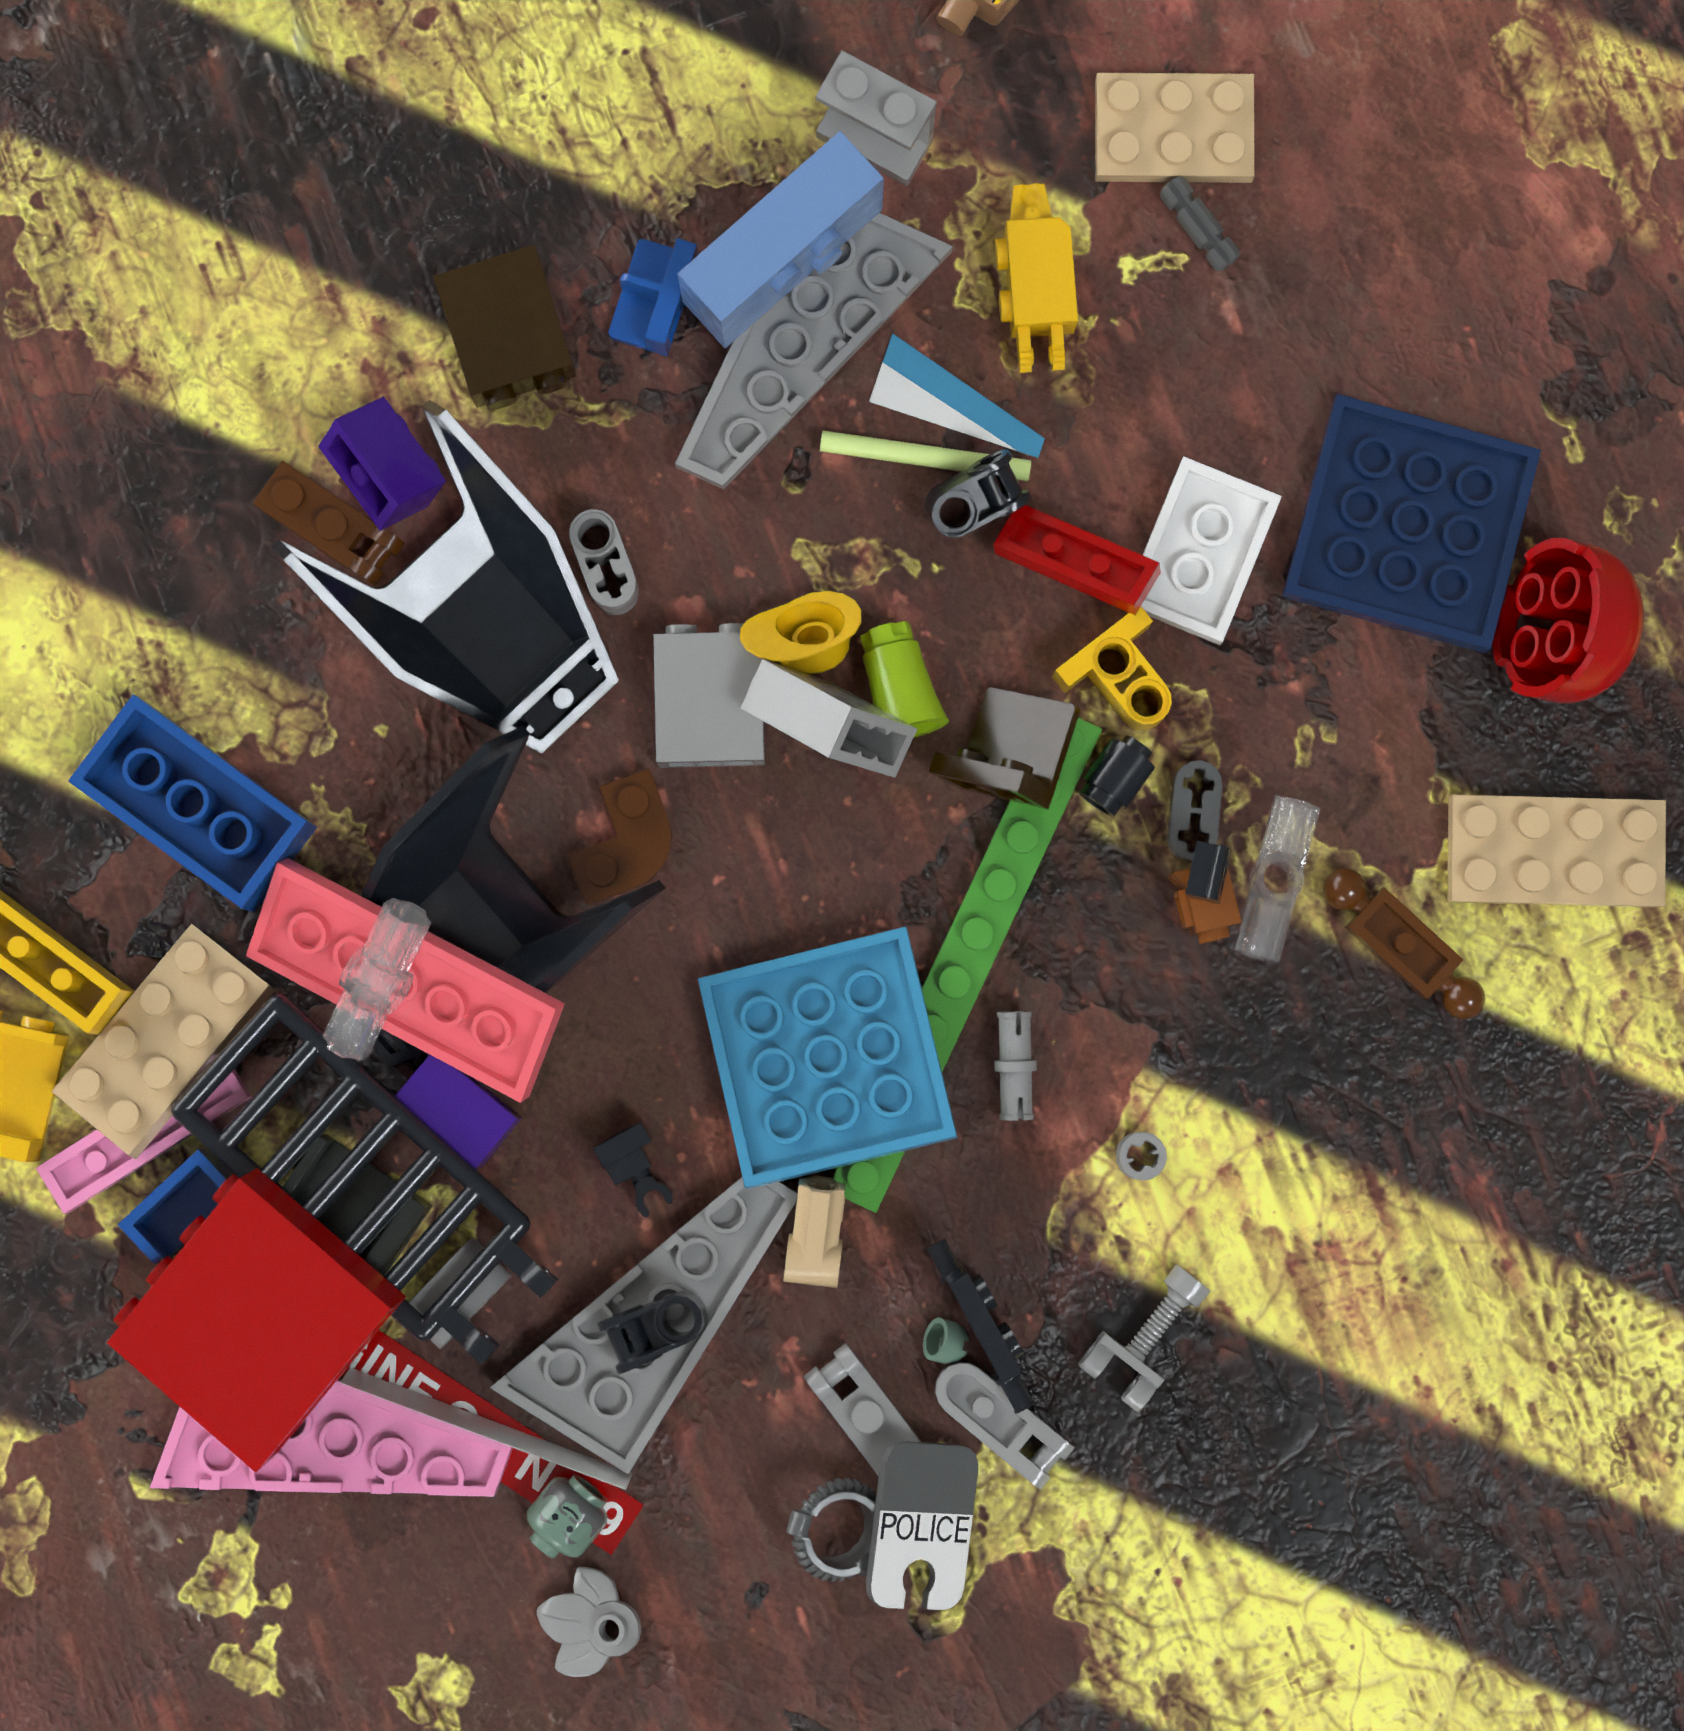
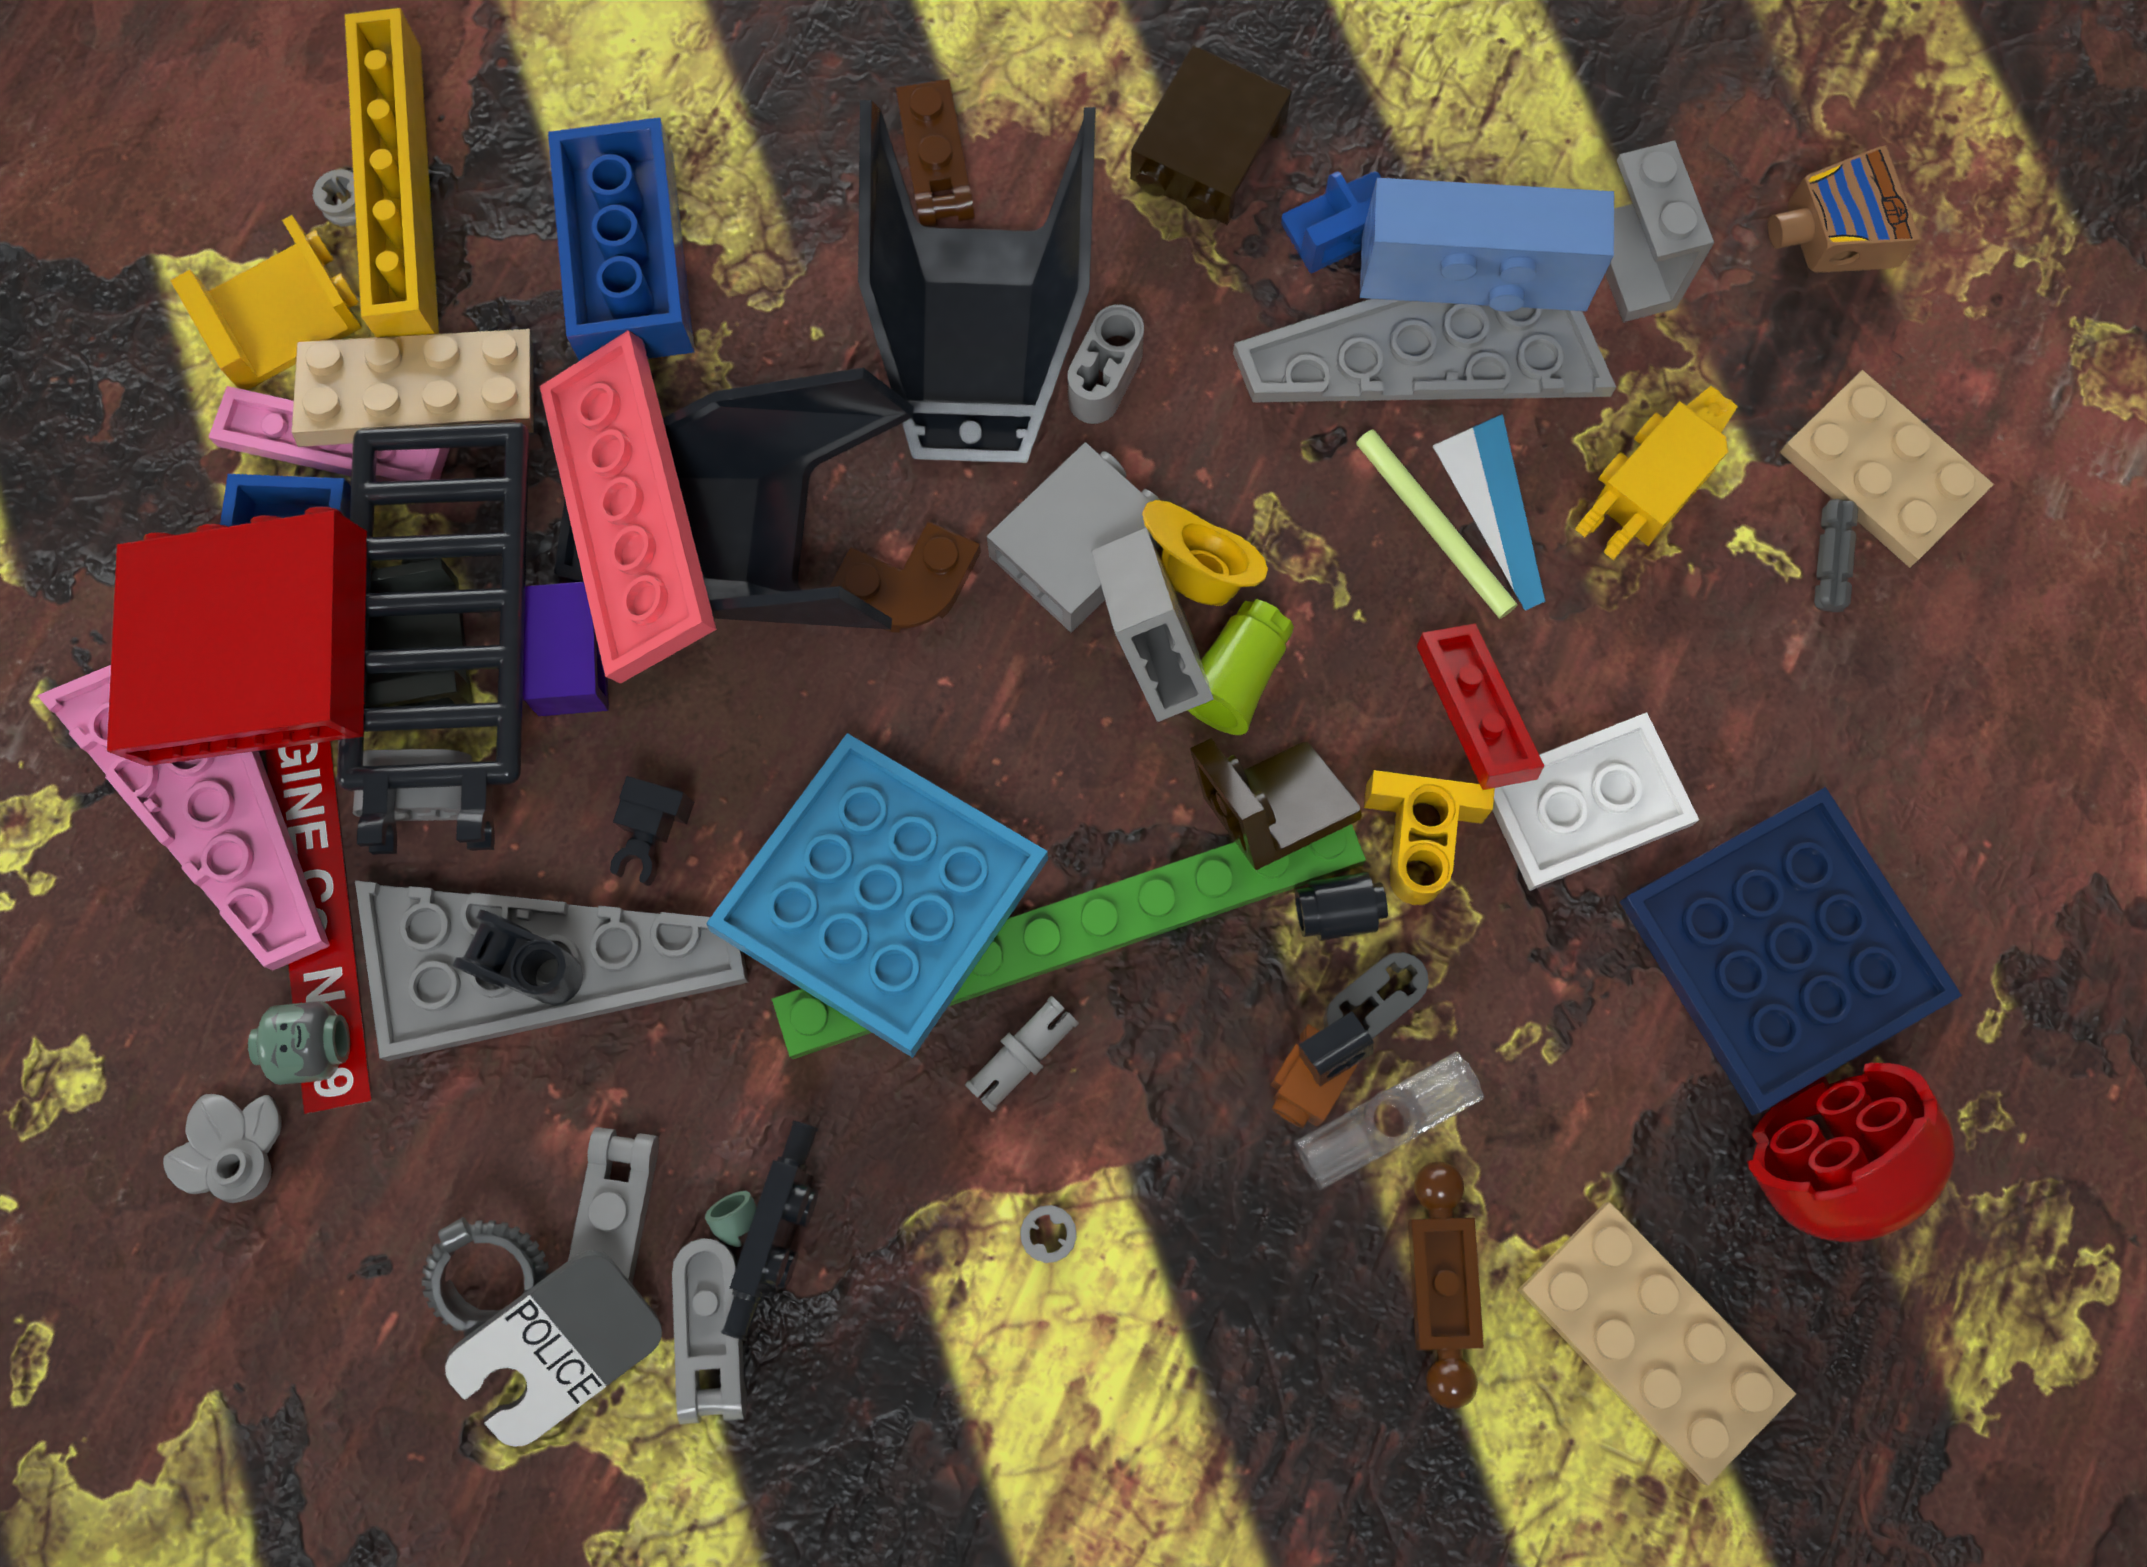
camera: 50 degrees right, 10 degrees down
(376, 979) = (600, 474): clear piece -> none
(382, 463) = (1017, 140): dark purple brick -> none
(486, 1428) = (319, 912): white sticker -> none
(815, 1244) = (711, 1031): tan piece -> none
(979, 493) = (1451, 585): black piece -> none
(1182, 1291) = (966, 1381): light grey bar -> none

